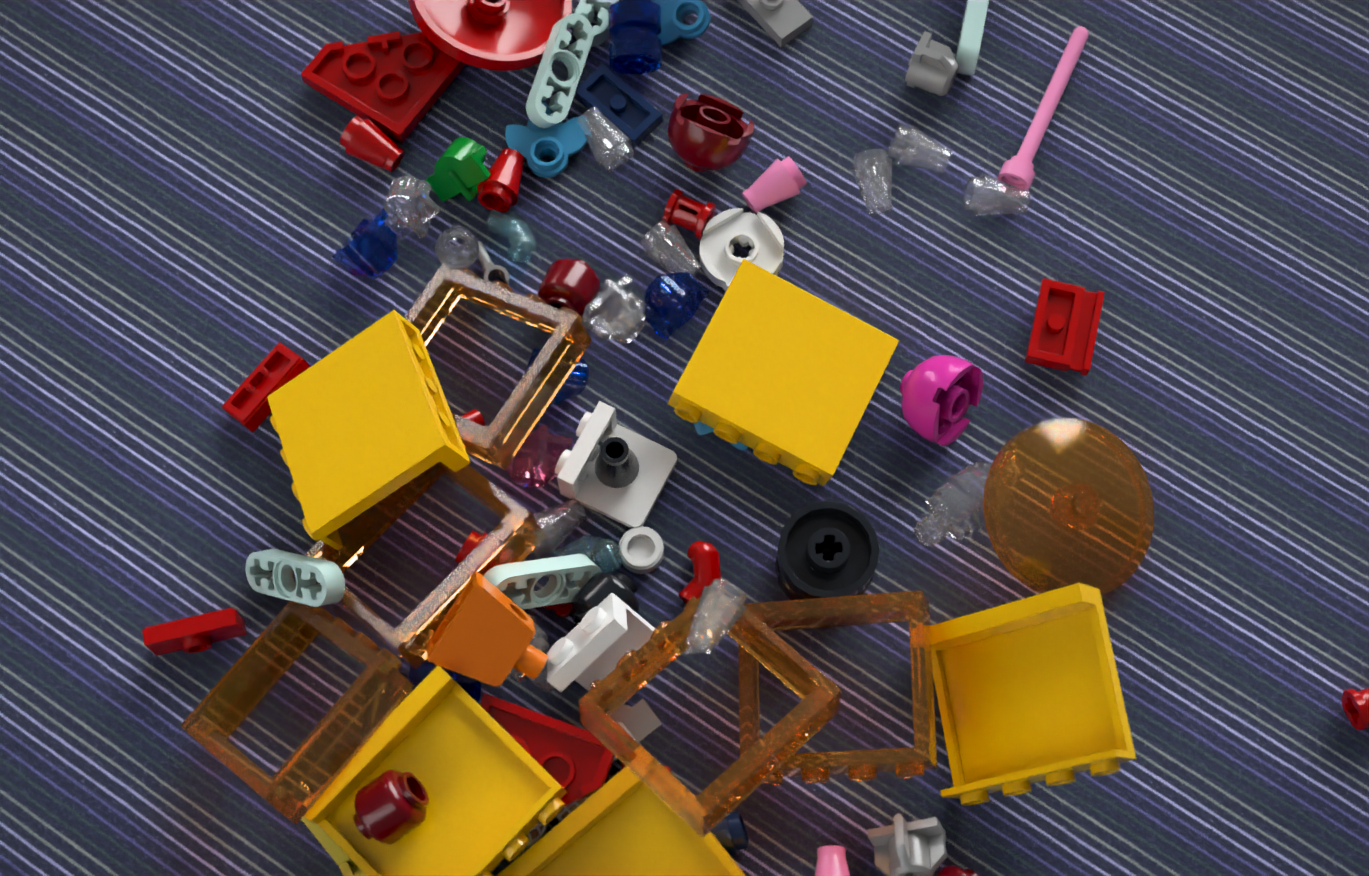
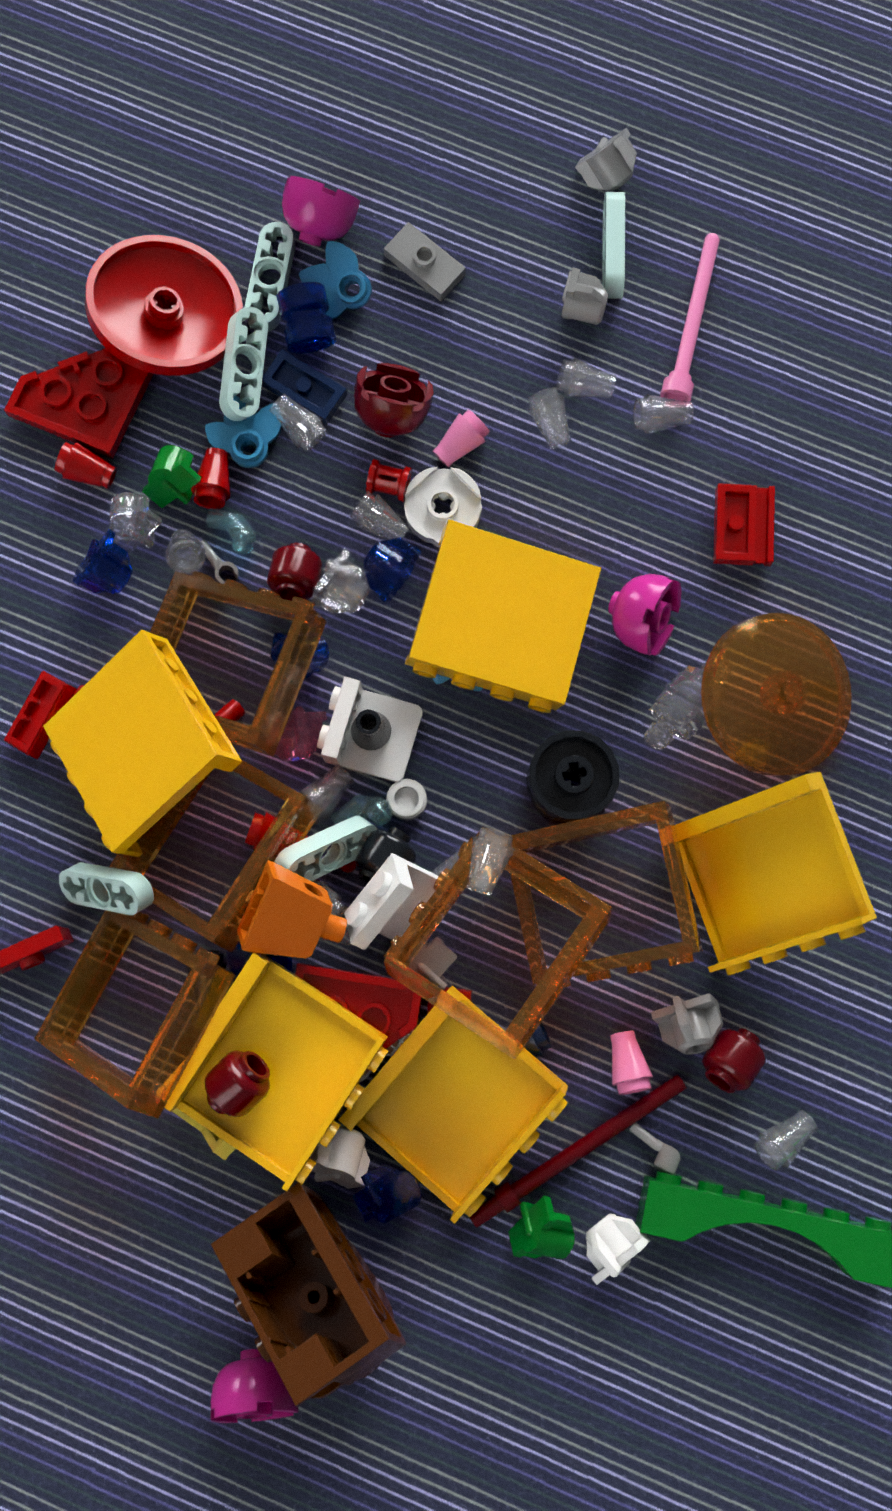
camera: 10 degrees left, 10 degrees up
(706, 569) = (468, 811): red arm -> none

